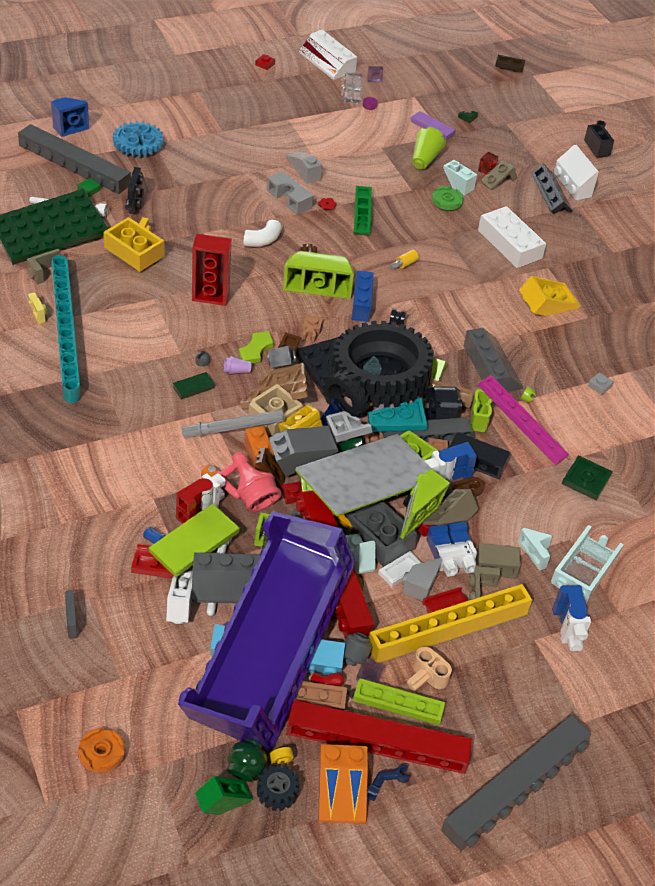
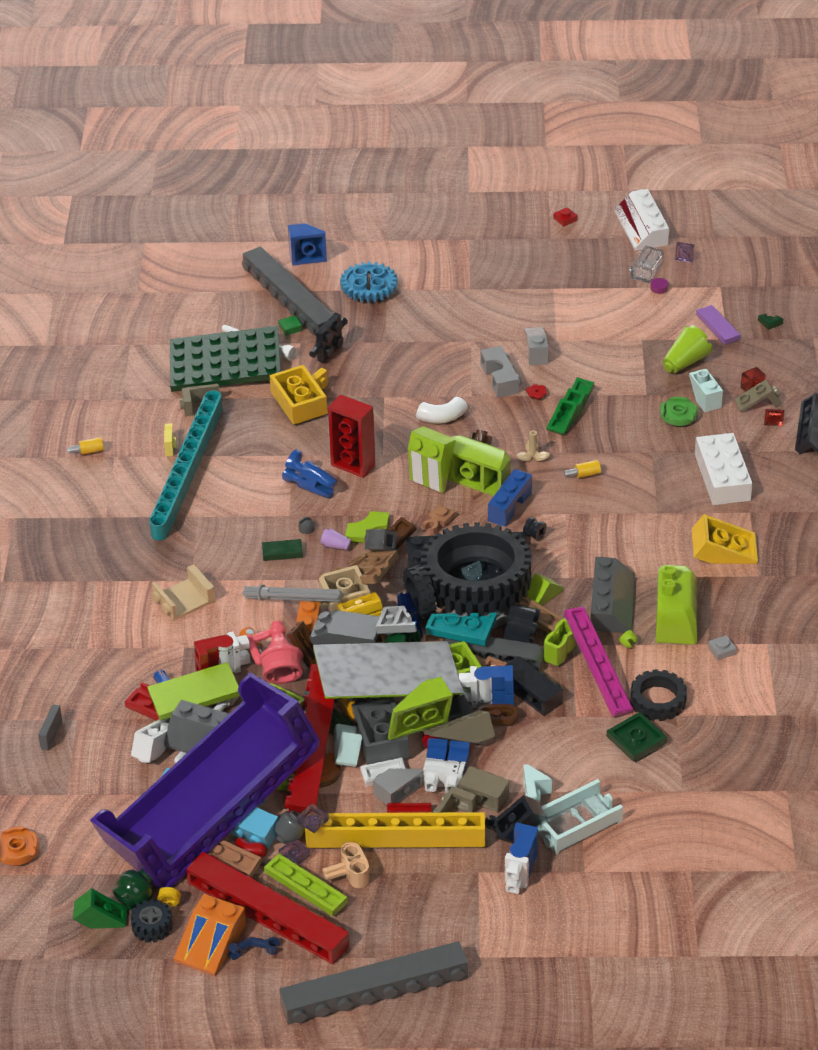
camera: 30 degrees right, 5 degrees down
(130, 448) = (185, 596): none -> tan panel
(187, 314) = (311, 476): none -> blue piece
(286, 276) = (430, 458): none -> lime slope
(352, 250) = (532, 448): none -> tan plant
(383, 636) = (312, 818): none -> plate
(520, 189) = (773, 417): none -> clear red slope
(549, 356) = (676, 605): none -> lime hips
(549, 584) = (523, 811): none -> black hinge
(586, 424) = (658, 710): none -> black tyre

